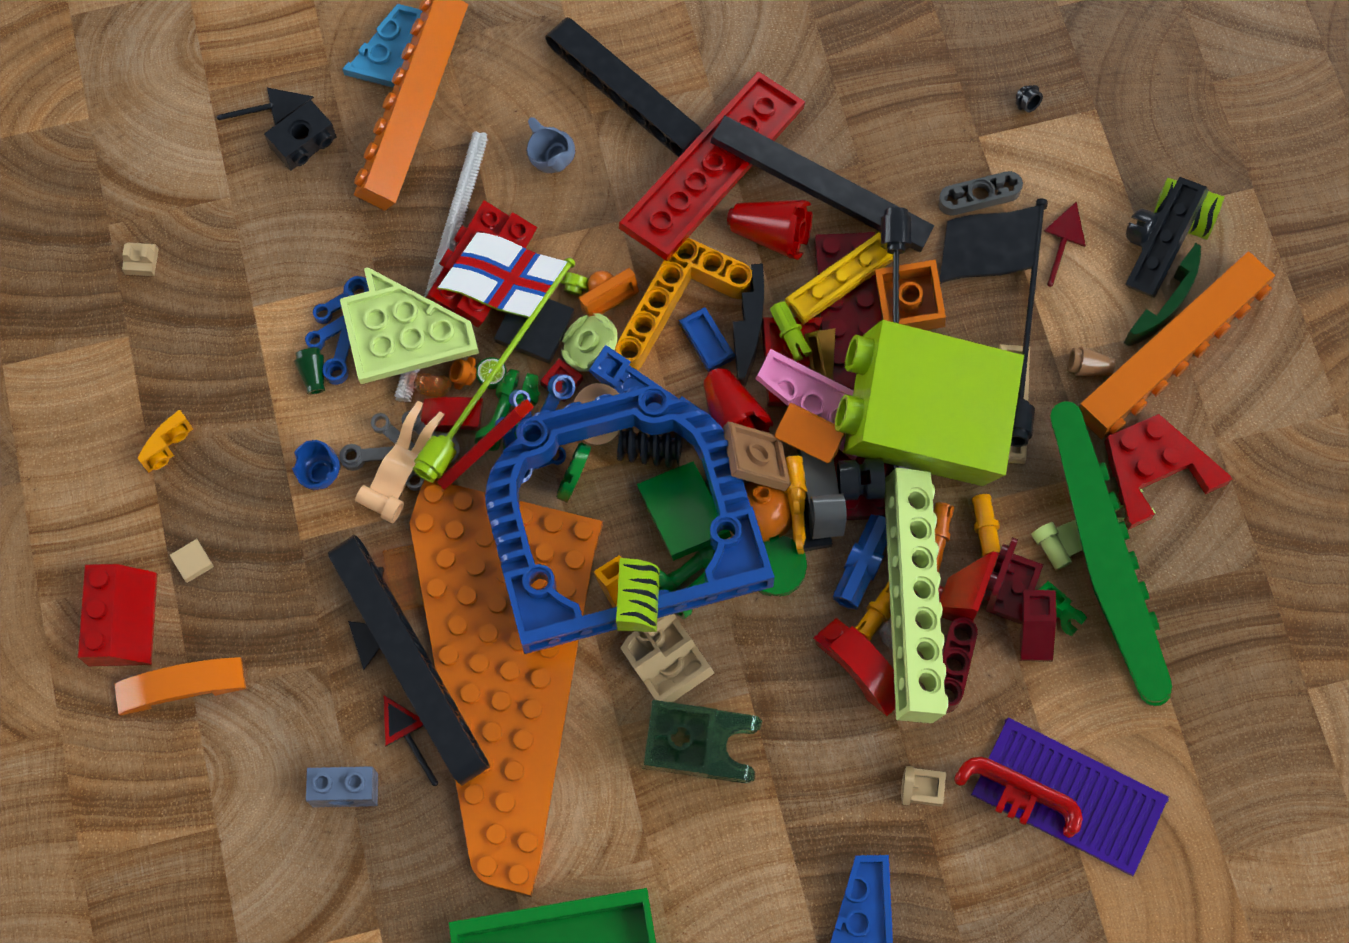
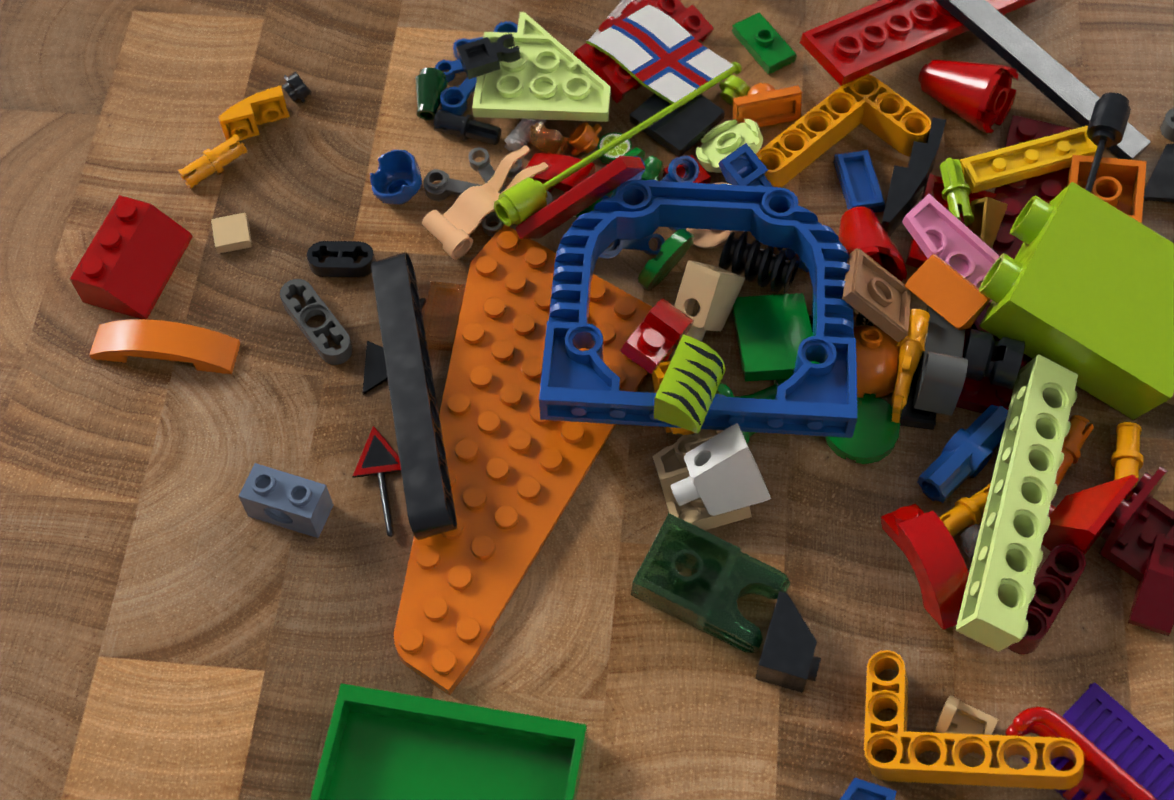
camera: 20 degrees right, 10 degrees down
(146, 498) = (212, 161): none -> light orange pin
(189, 401) = (296, 87): none -> black plate
(299, 561) = (340, 259): none -> black beam
(322, 624) = (318, 335): none -> dark grey beam
(351, 329) = (484, 57): none -> black plate
(356, 393) = (466, 127): none -> black axle
(584, 225) = (763, 43): none -> green plate
(596, 551) = (657, 336): none -> red arch
(618, 498) = (707, 296): none -> tan torso
(682, 651) = (722, 474): none -> white torso
(776, 771) = (788, 649): none -> black slope
(918, 810) = (953, 746): none -> light orange beam

